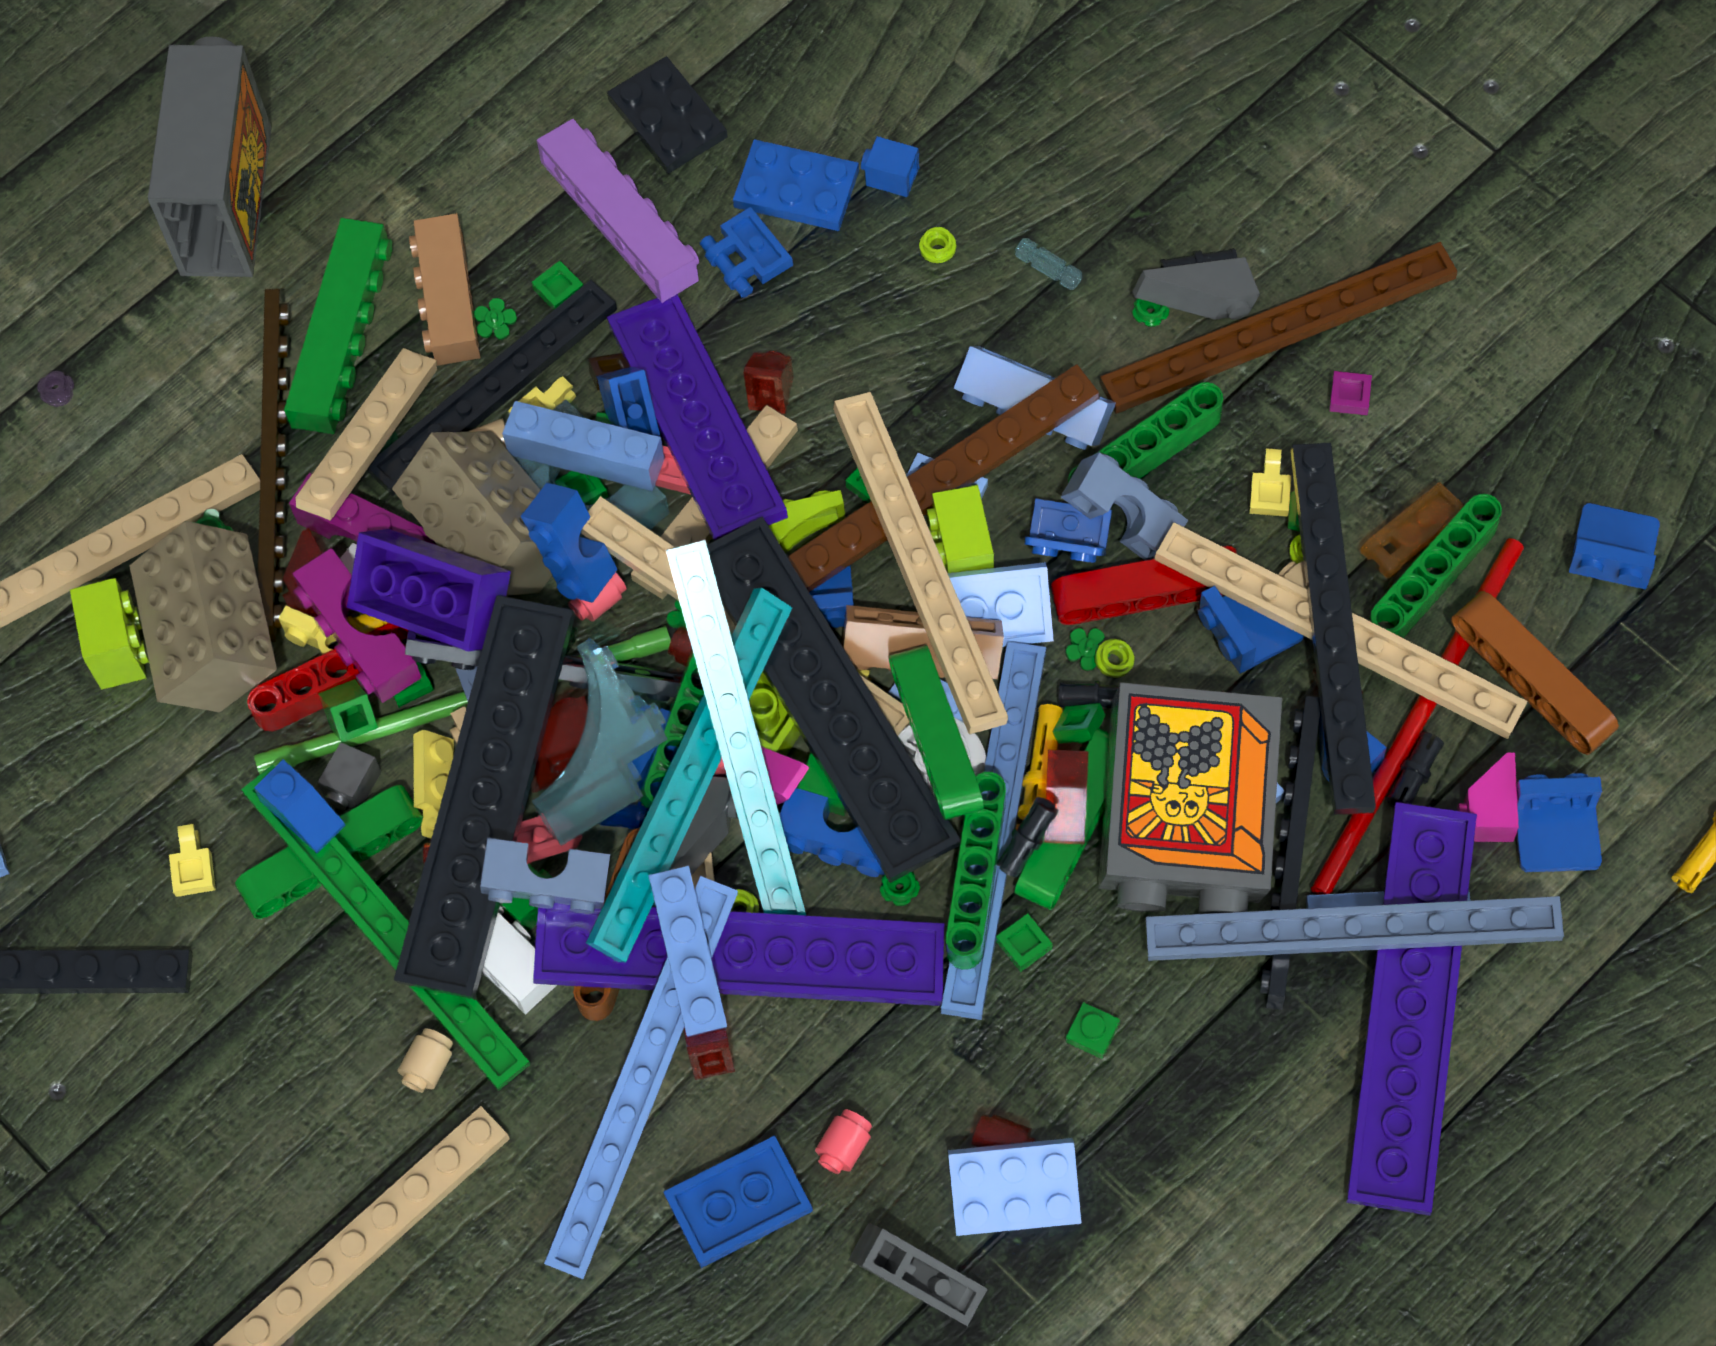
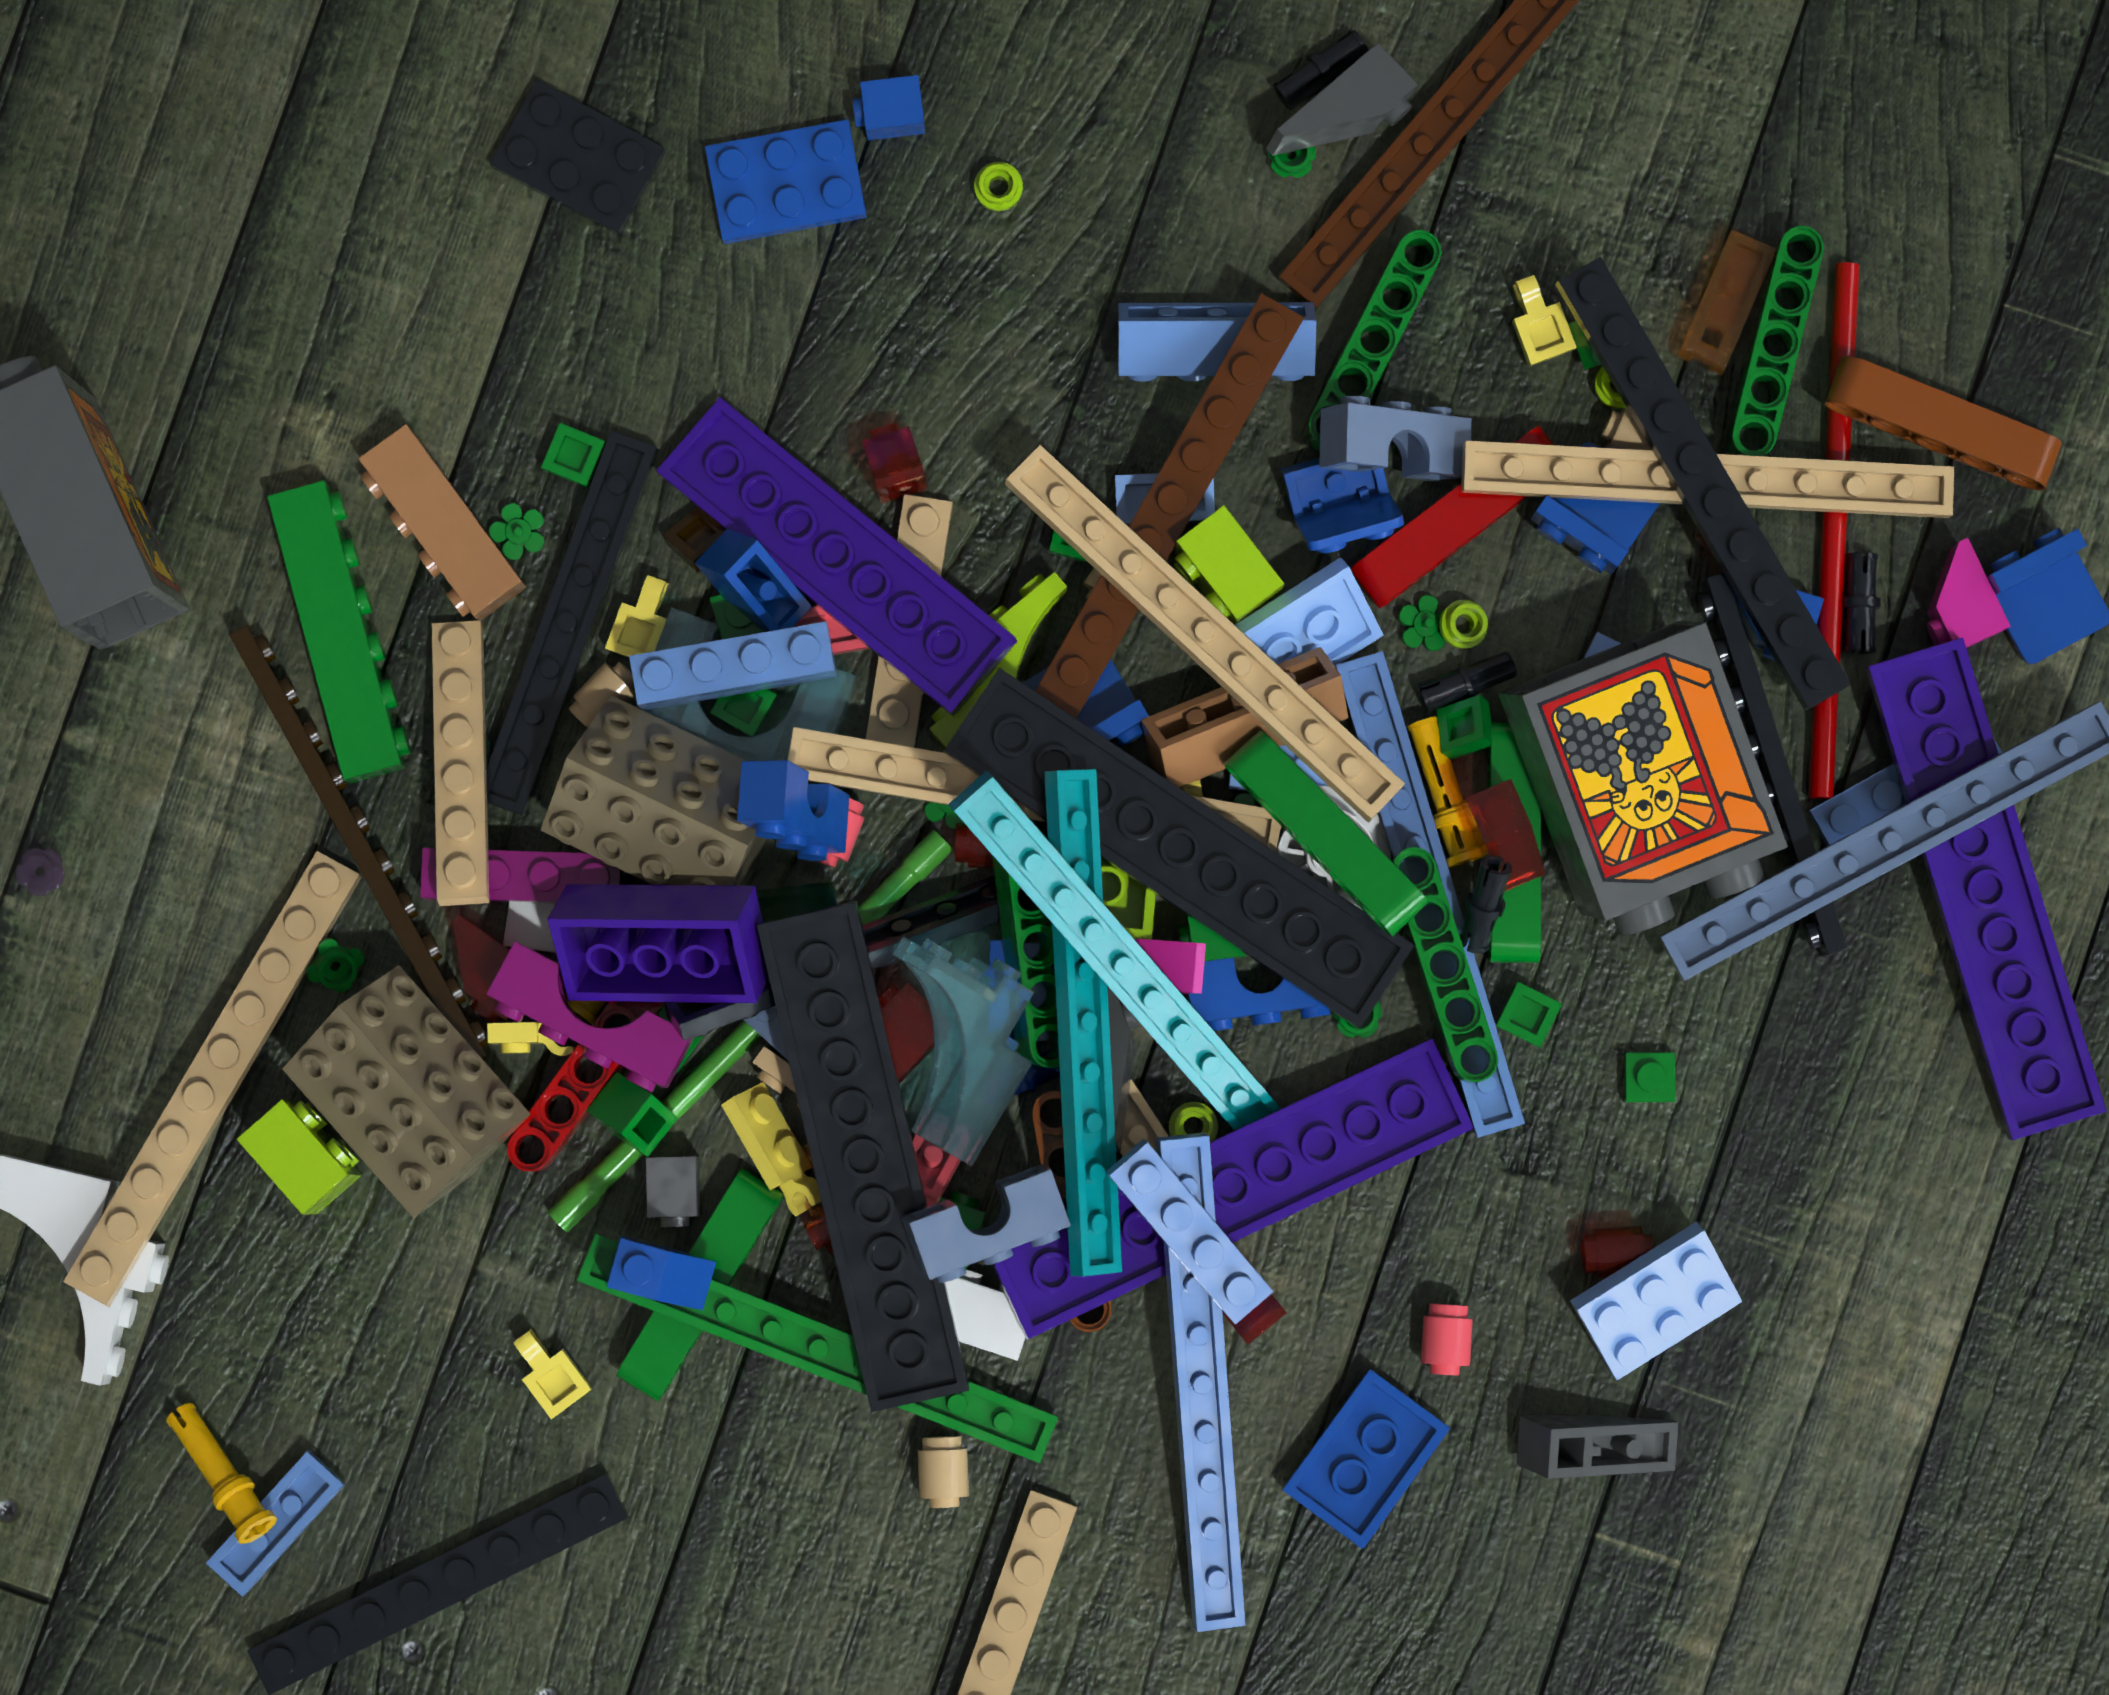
camera: 30 degrees left, 20 degrees up
(619, 210) = (595, 324): medium lavender brick -> none
(755, 245) = (782, 290): blue plate -> none
(1048, 263) = (1142, 149): clear light blue axle -> none
(1350, 393) = (1576, 158): magenta plate -> none
(1615, 546) = (1962, 216): blue bracket -> none

